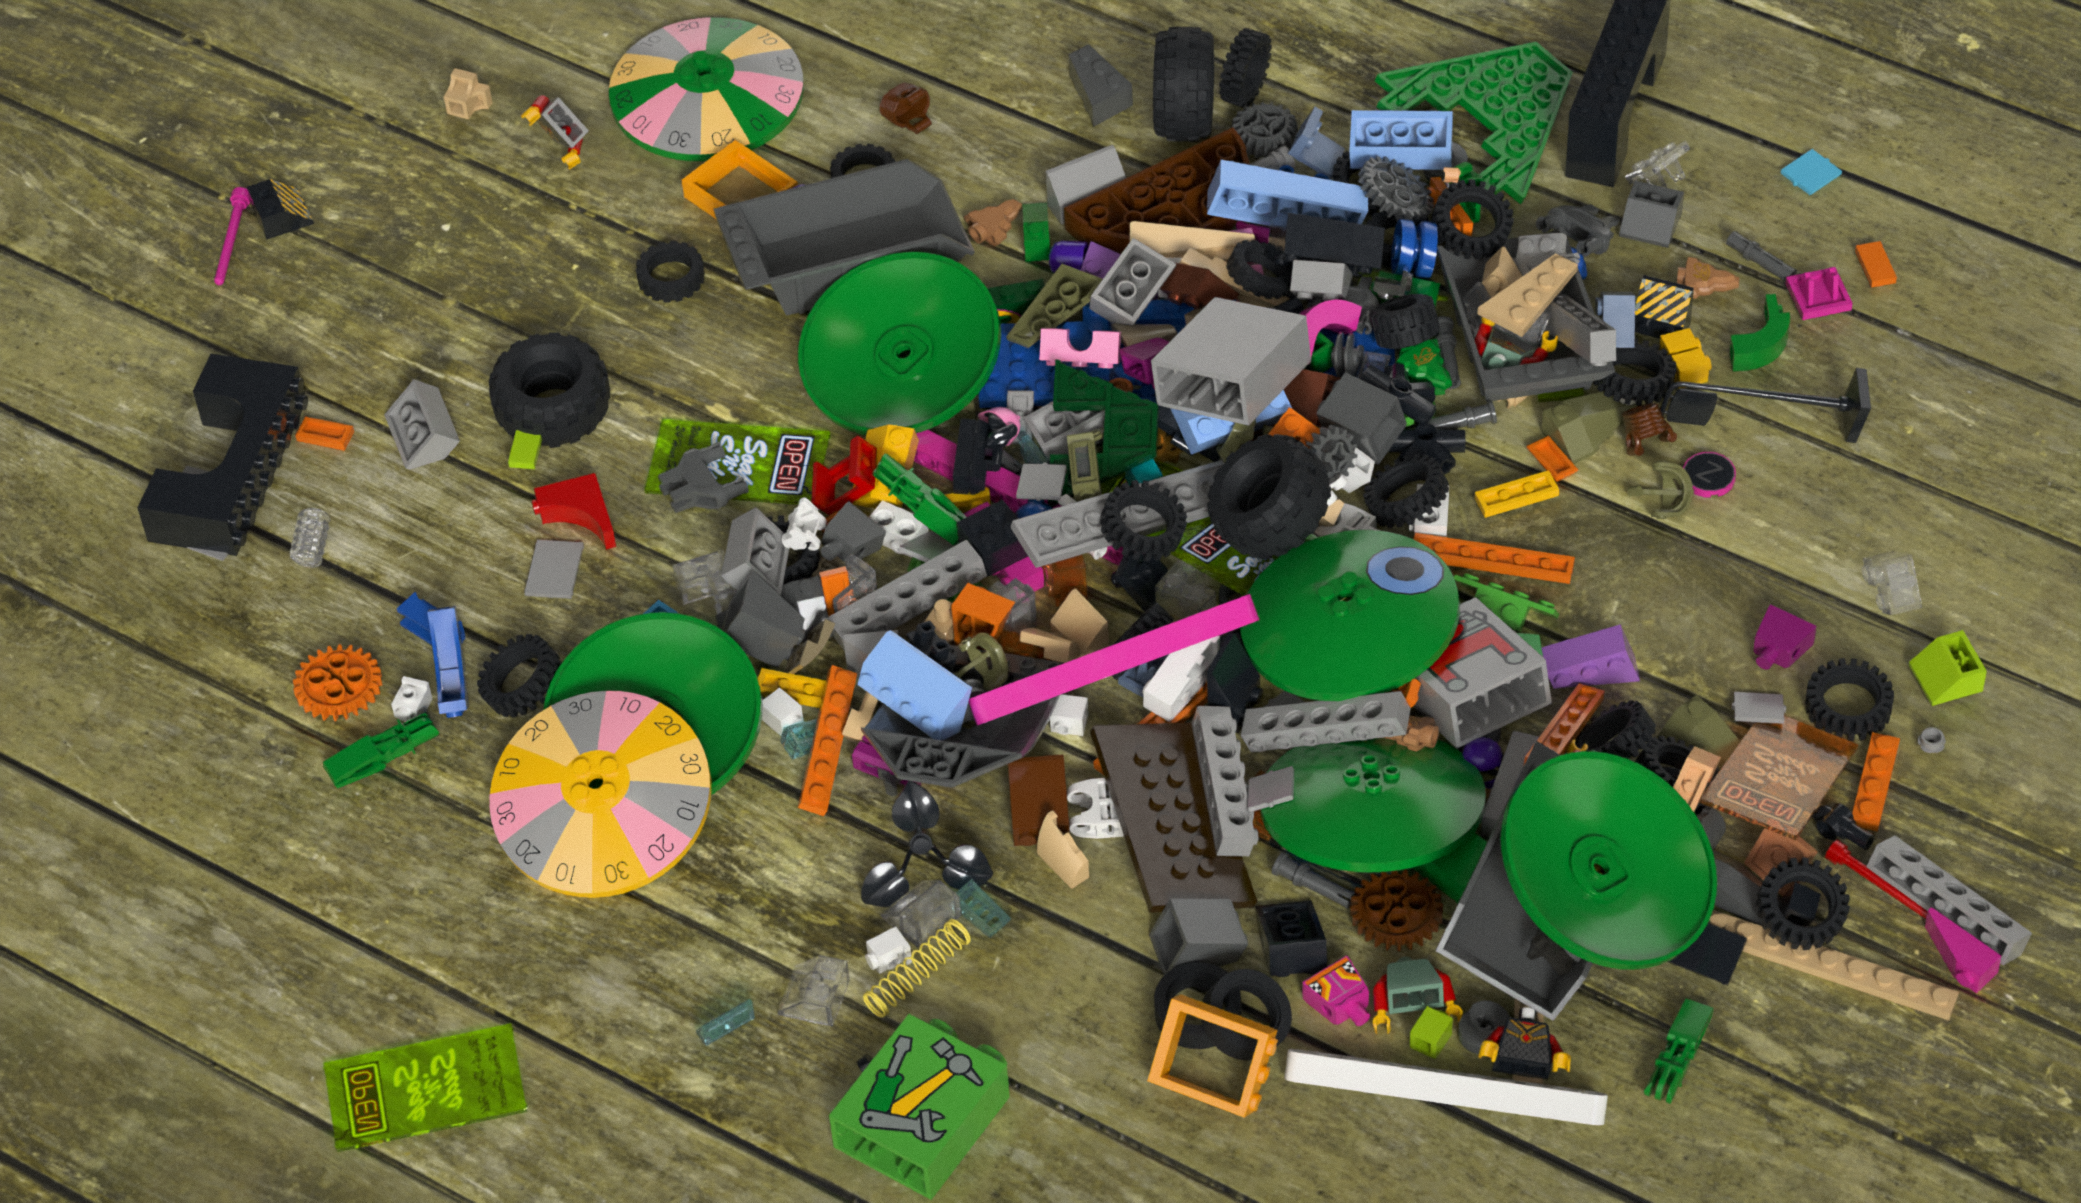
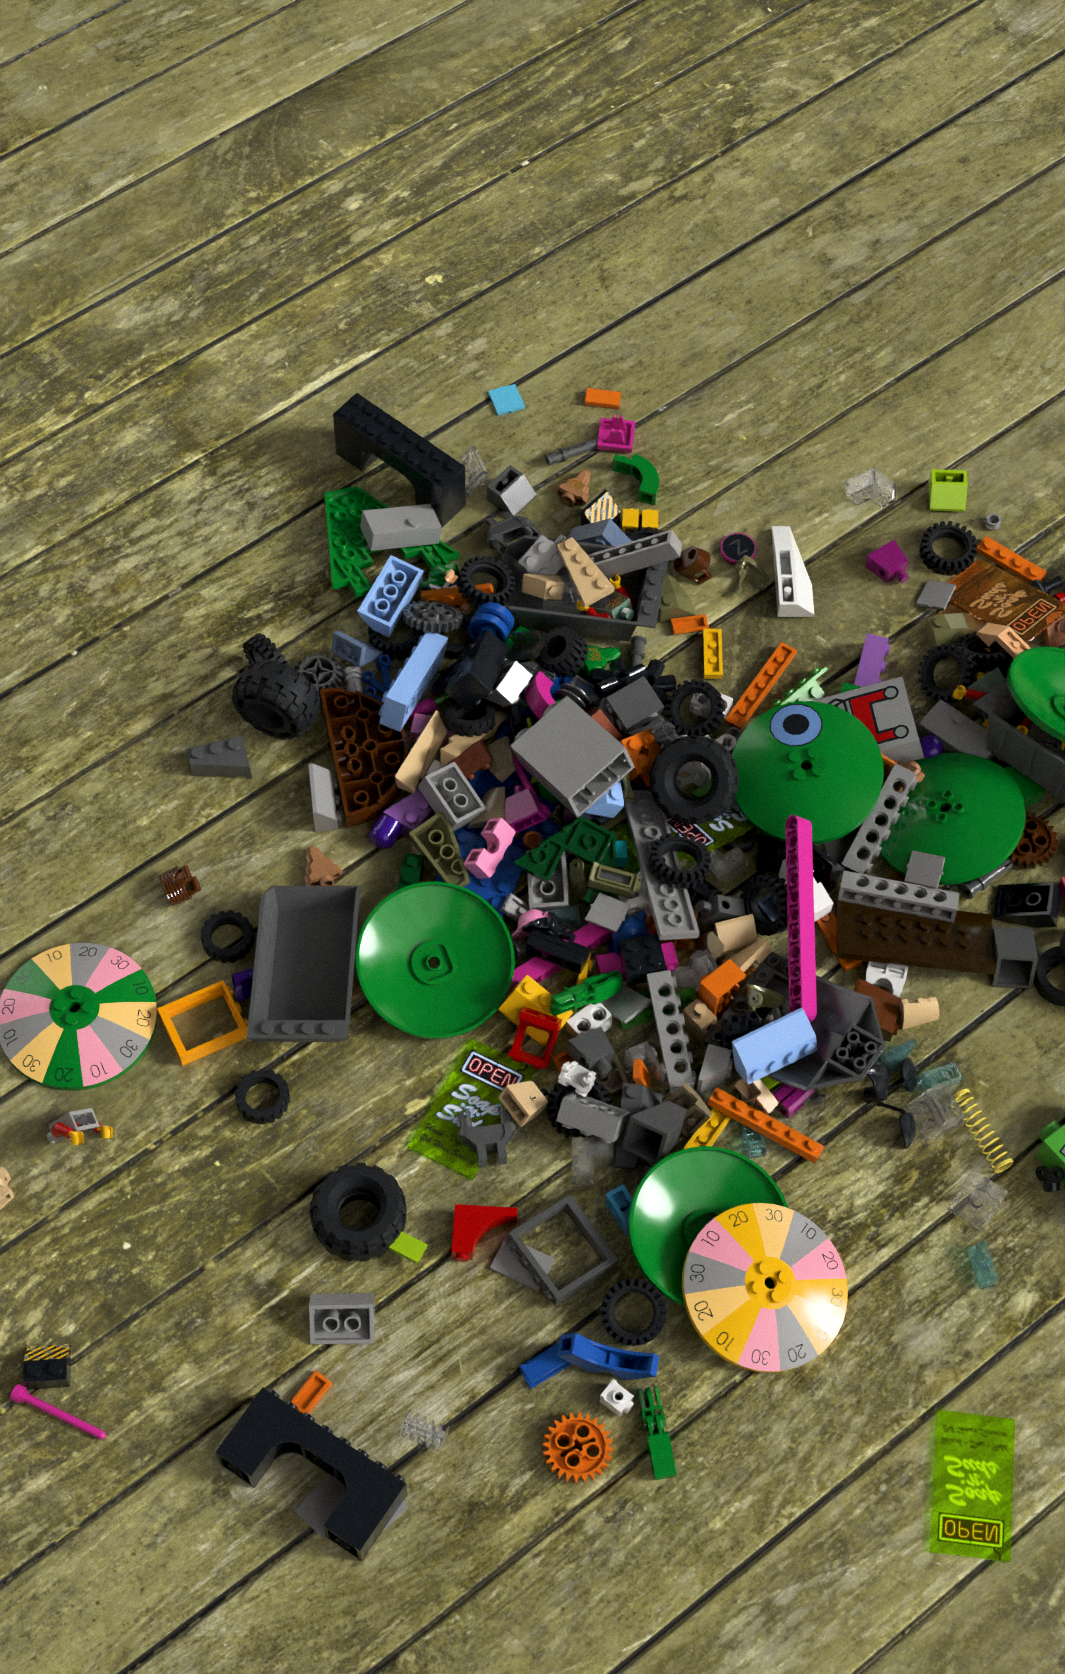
camera: 75 degrees left, 10 degrees up
(616, 609) = (590, 1233): none -> dark grey window
(757, 490) = (524, 1101): none -> tan torso
(781, 711) = (730, 1142): white brick -> none
(887, 950) = (960, 1144): white brick -> none
(995, 852) = (895, 1056): none -> clear light blue slope
(1036, 232) = (341, 844): green slope -> none
(1044, 605) = (711, 942): none -> dark tan slope
(1113, 603) = (720, 909): none -> dark grey torso
(1517, 119) = (400, 527): none -> light grey brick
(1570, 719) = (935, 696): orange plate -> none
(1692, 535) = (792, 581): none -> white wedge
(1698, 406) = (724, 452): black piece -> none

